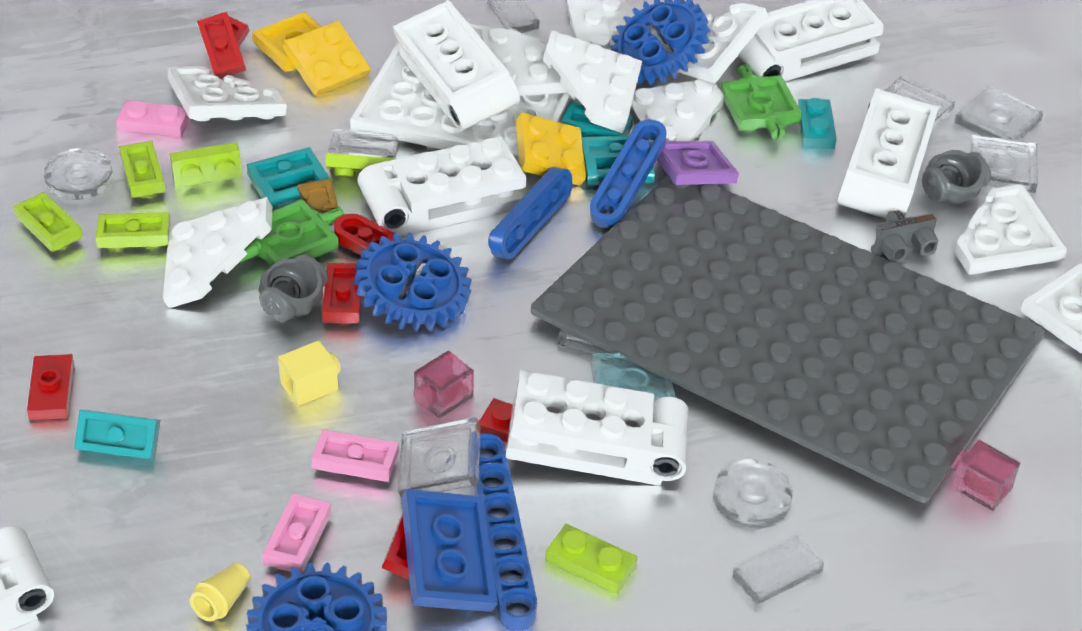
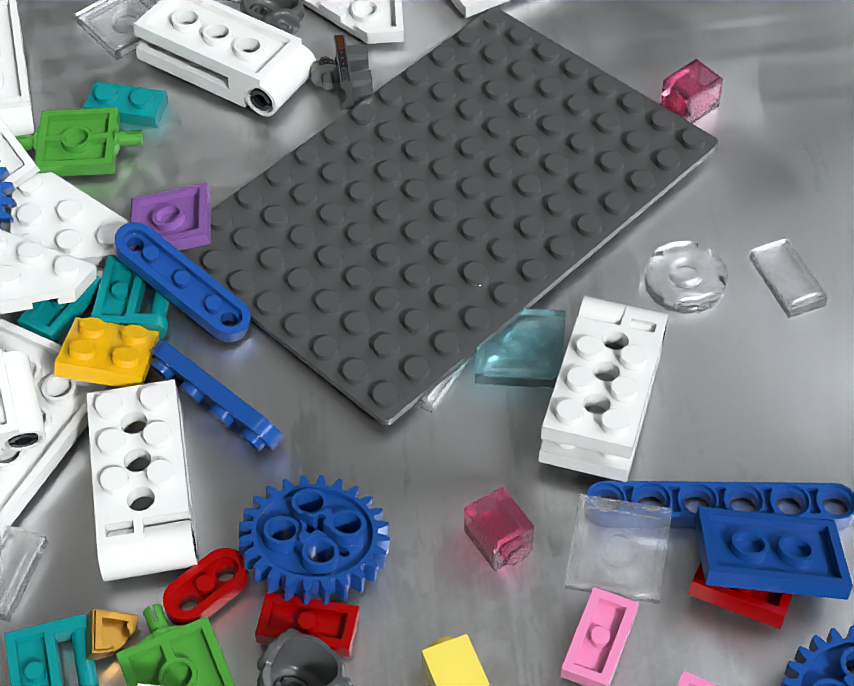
camera: 75 degrees left, 10 degrees up
(346, 165) = (63, 563): lime plate -> none
(497, 419) = (553, 485): red plate -> none
(591, 558) = (765, 430): lime plate -> none

